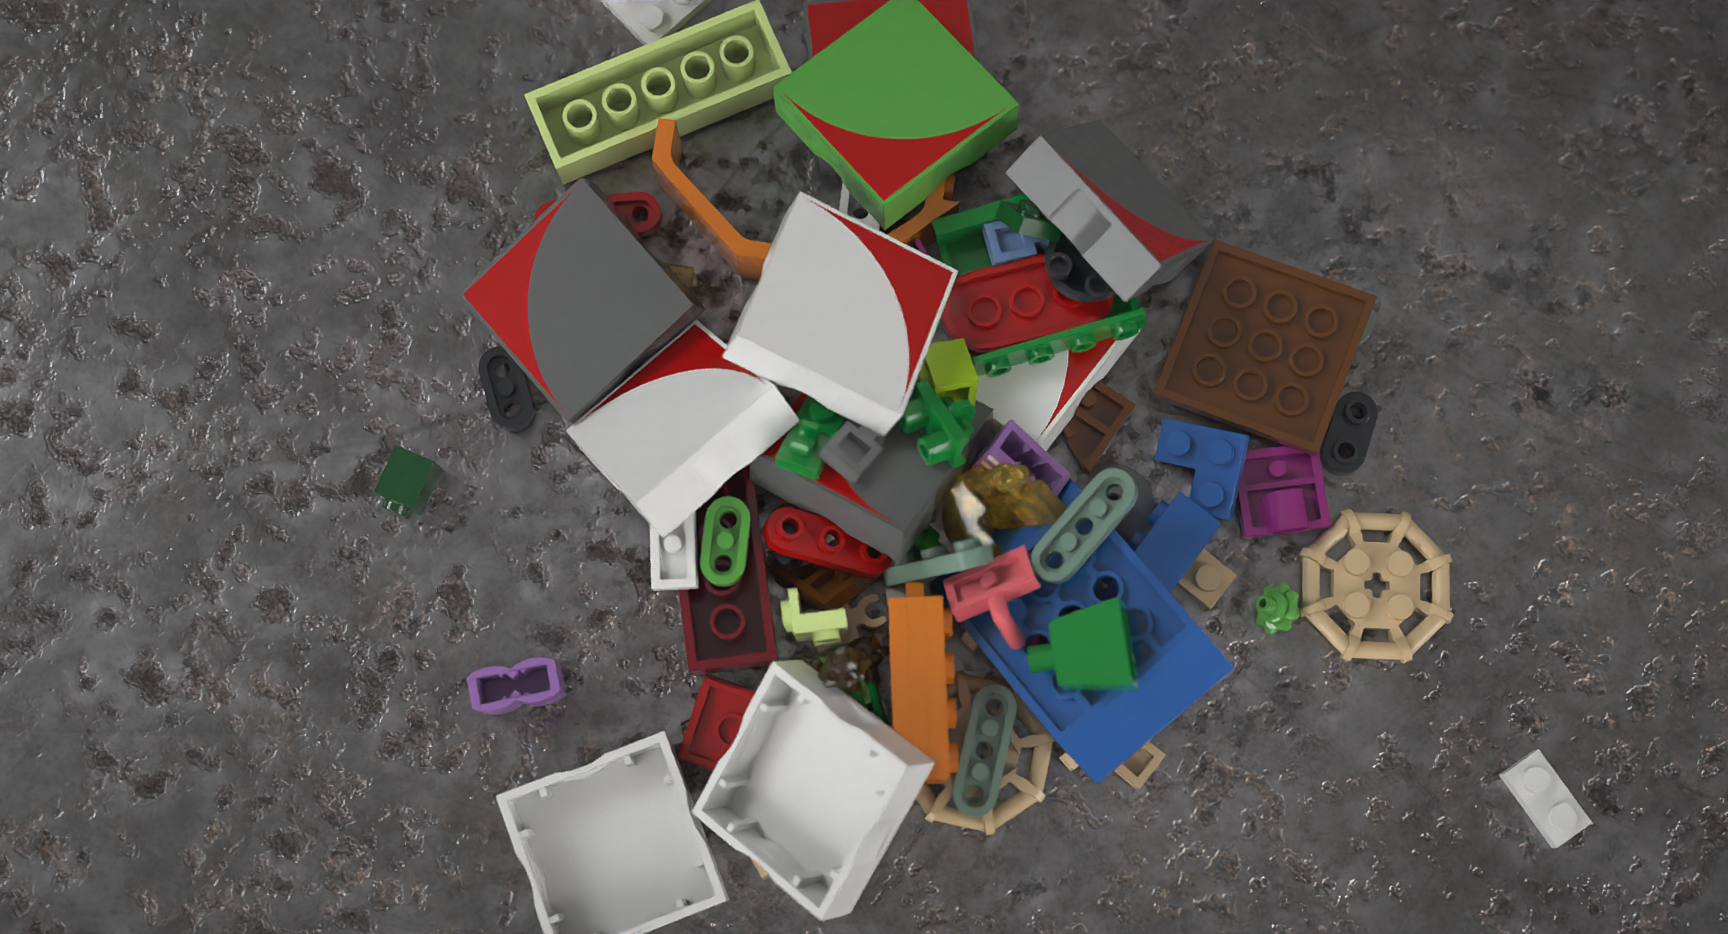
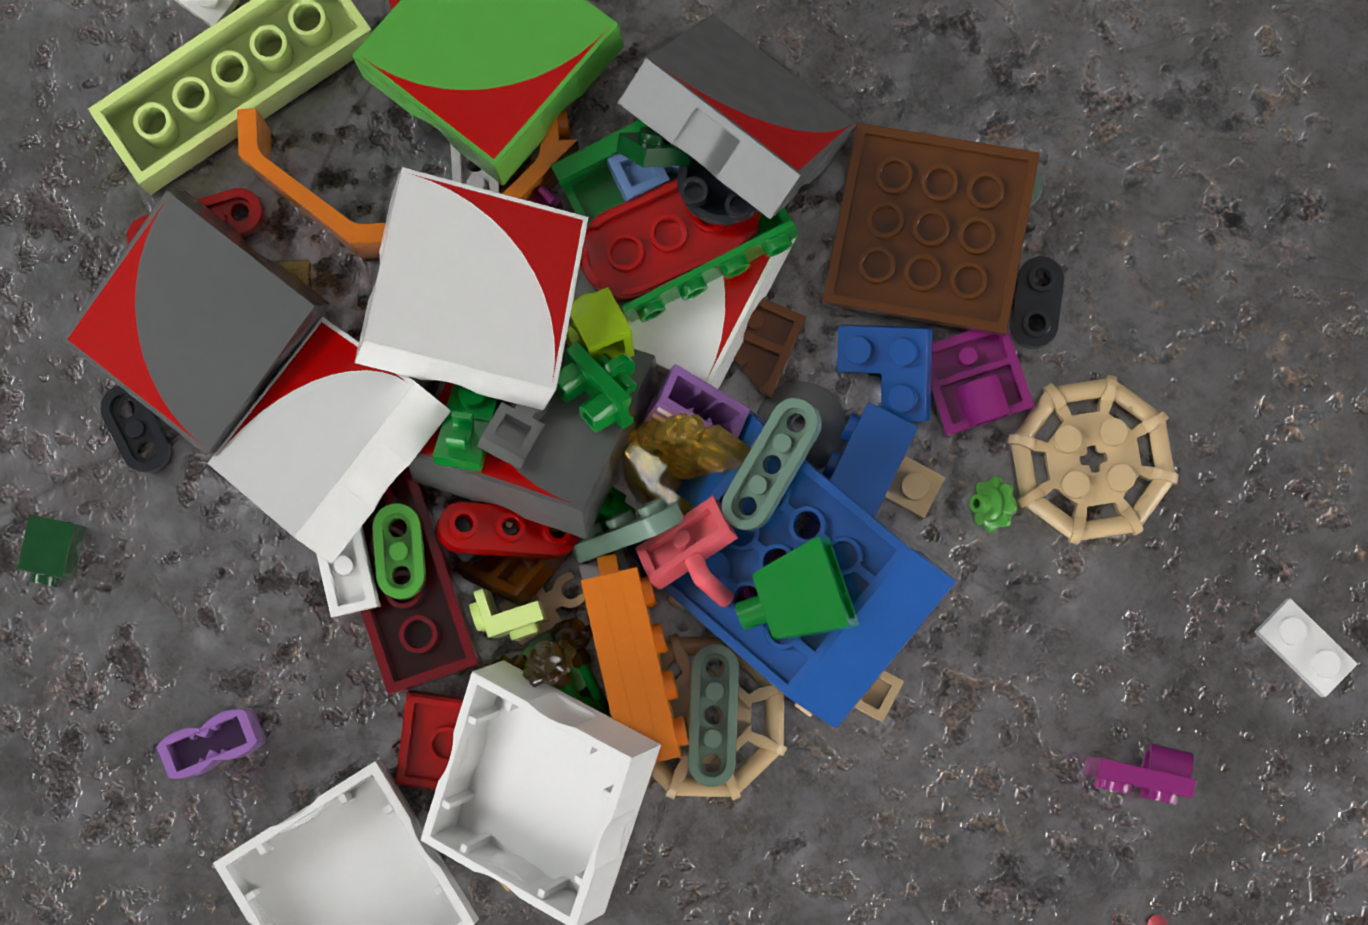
camera: 10 degrees left, 5 degrees up
(1390, 891) = (1162, 777): none -> magenta plate

